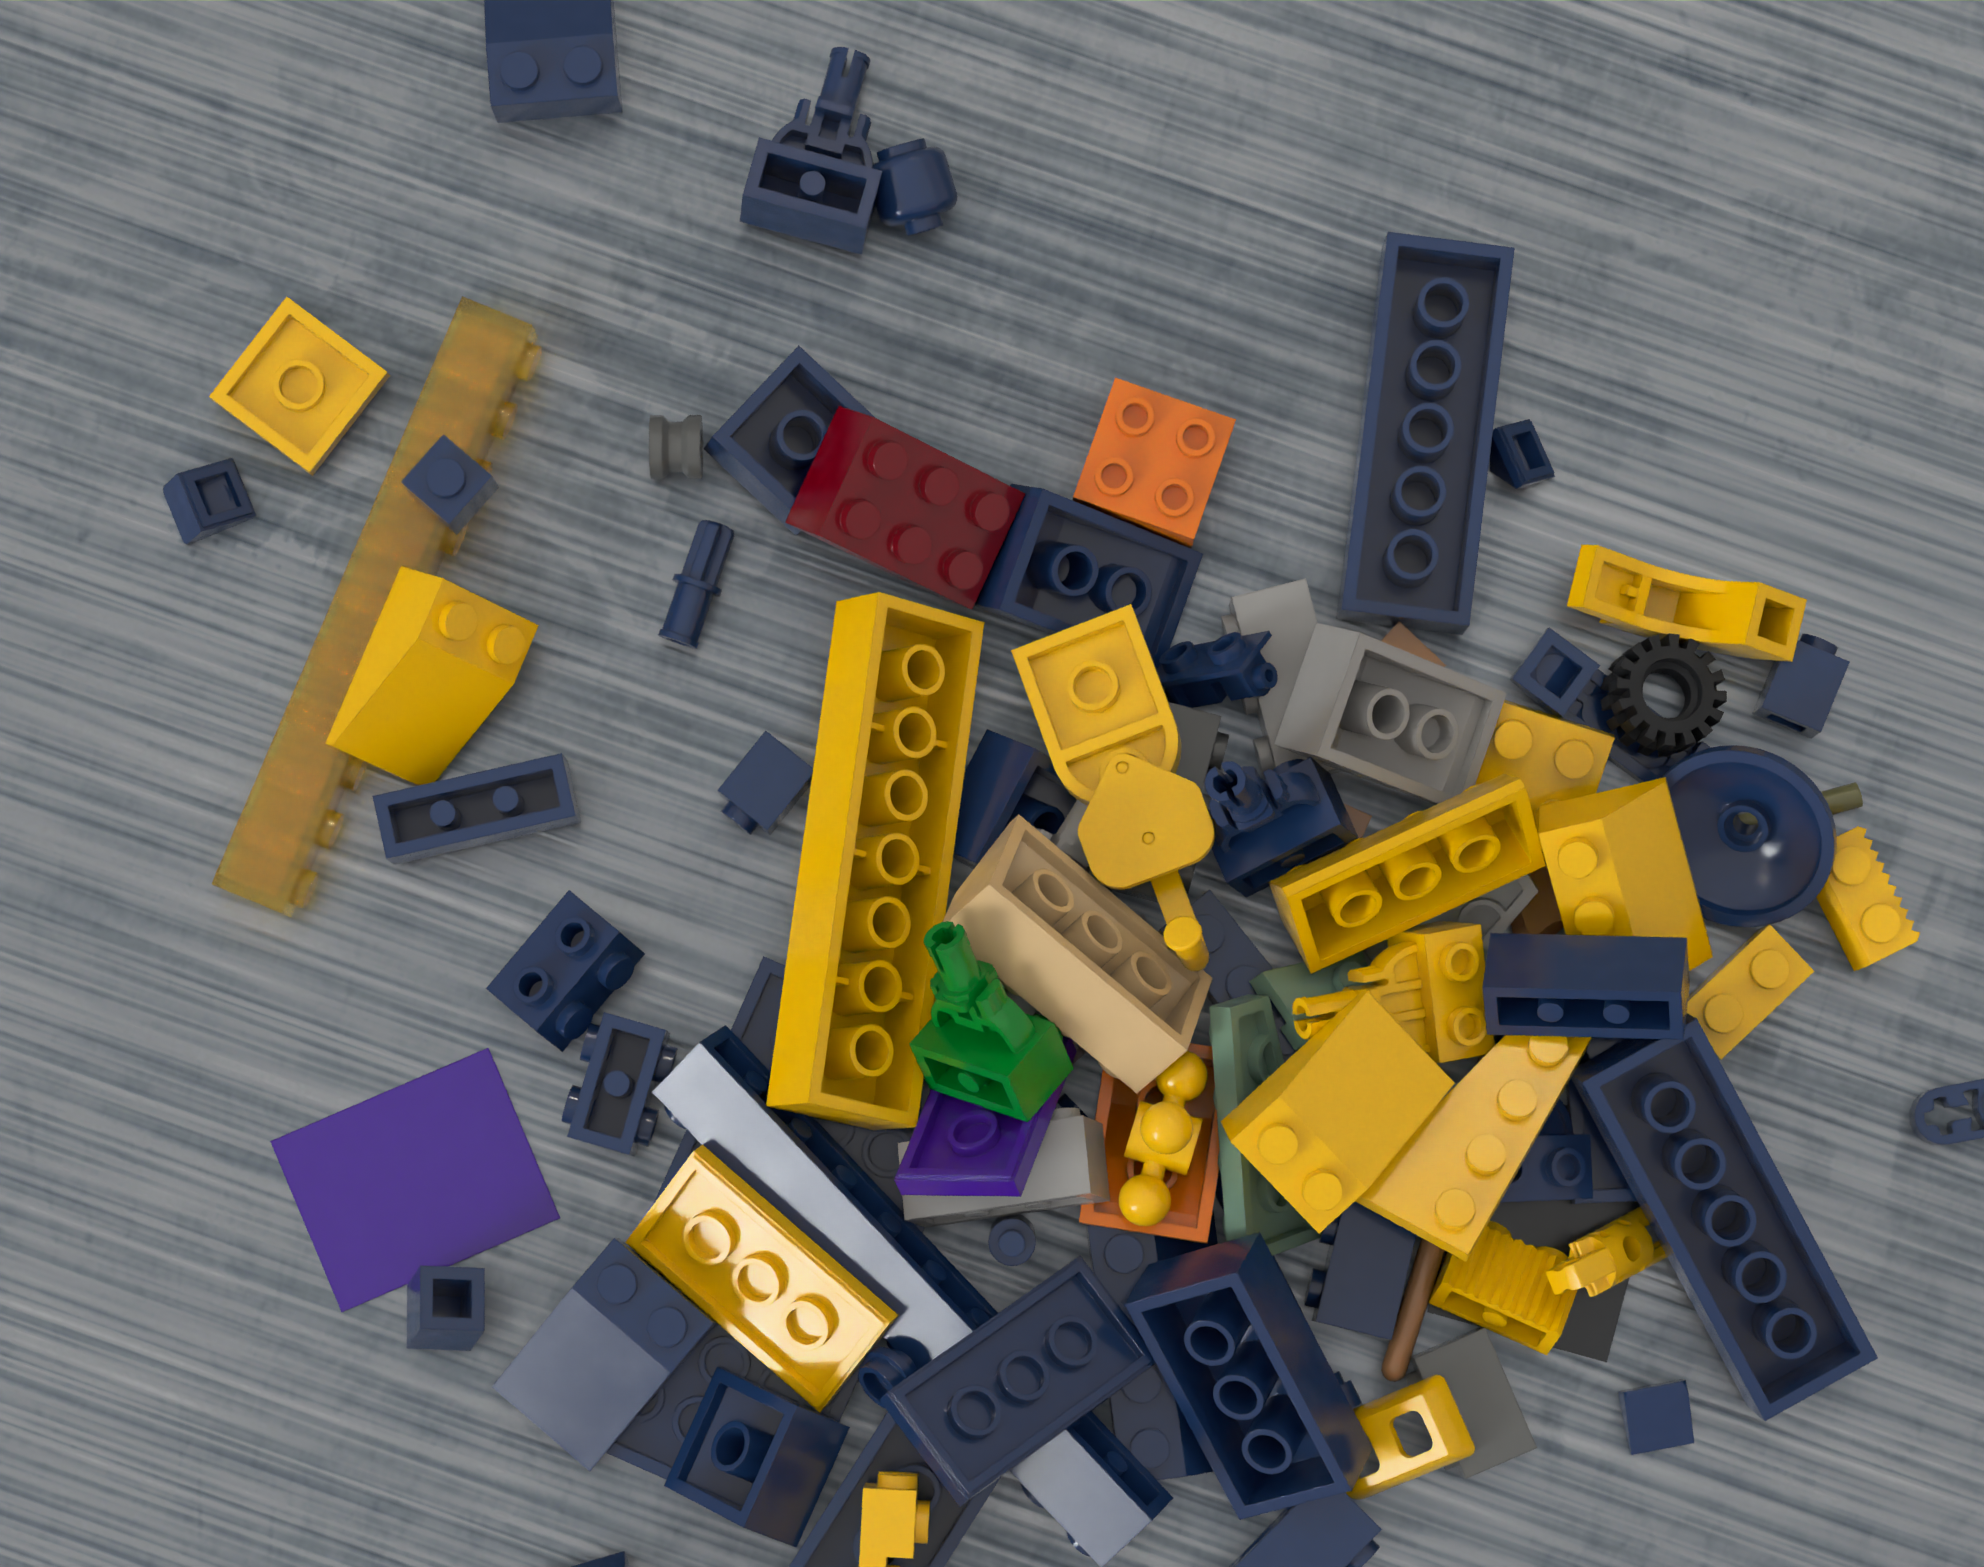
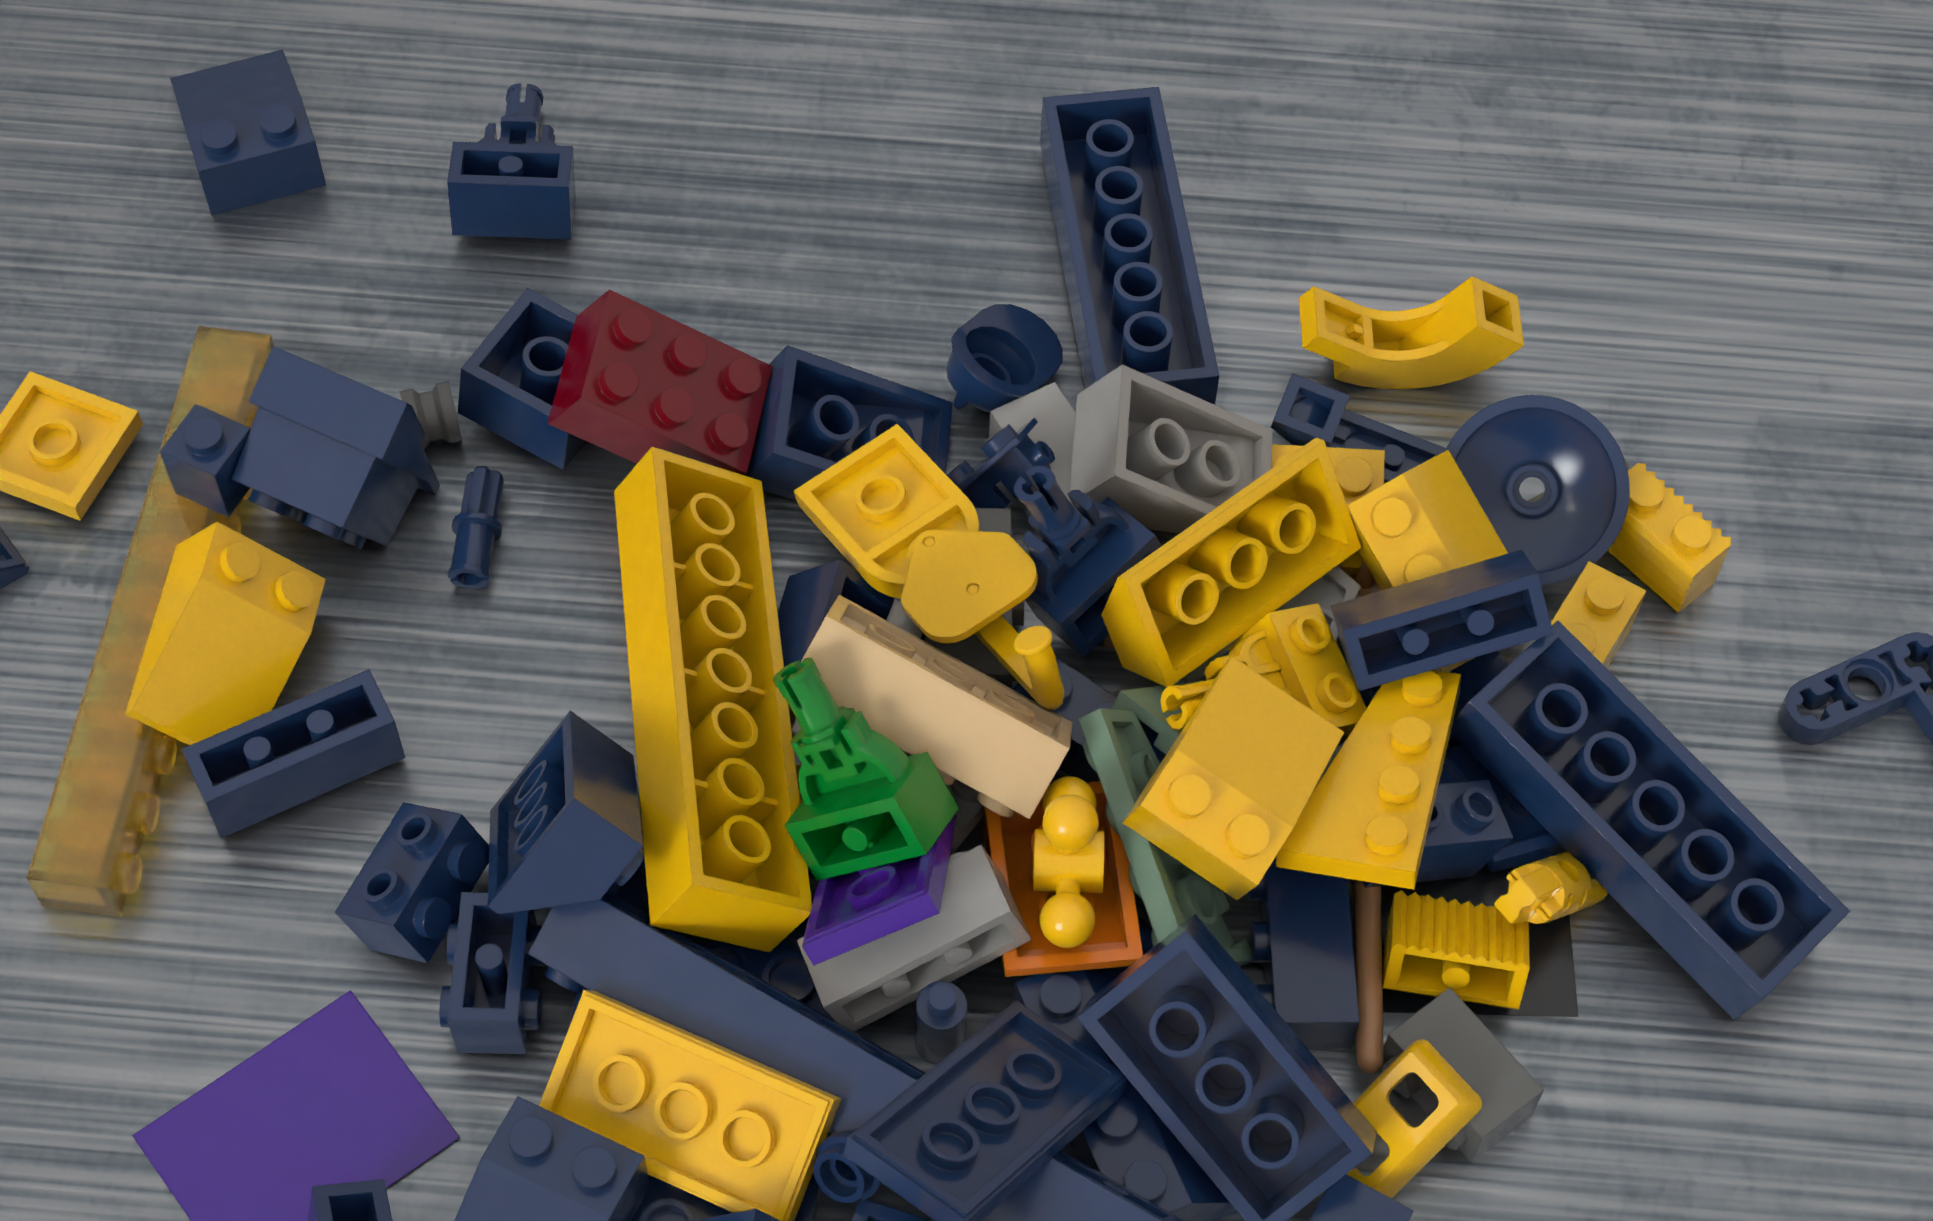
camera: 15 degrees left, 25 degrees down
(562, 504) = (332, 452): none -> dark blue piece
(710, 974) = (565, 823): none -> dark blue slope
(765, 785) = (583, 673): dark blue brick -> none
(914, 186) = (607, 171): dark blue head -> none
(1154, 461) = (888, 321): orange brick -> none
(1266, 526) = (1001, 357): none -> dark blue piece
(1519, 455) = (1216, 267): dark blue slope -> none
(1657, 1416) = (1648, 1046): dark blue slope -> none
(1692, 675) = (1420, 387): black tyre -> none
(1803, 690) = (1540, 368): dark blue brick -> none

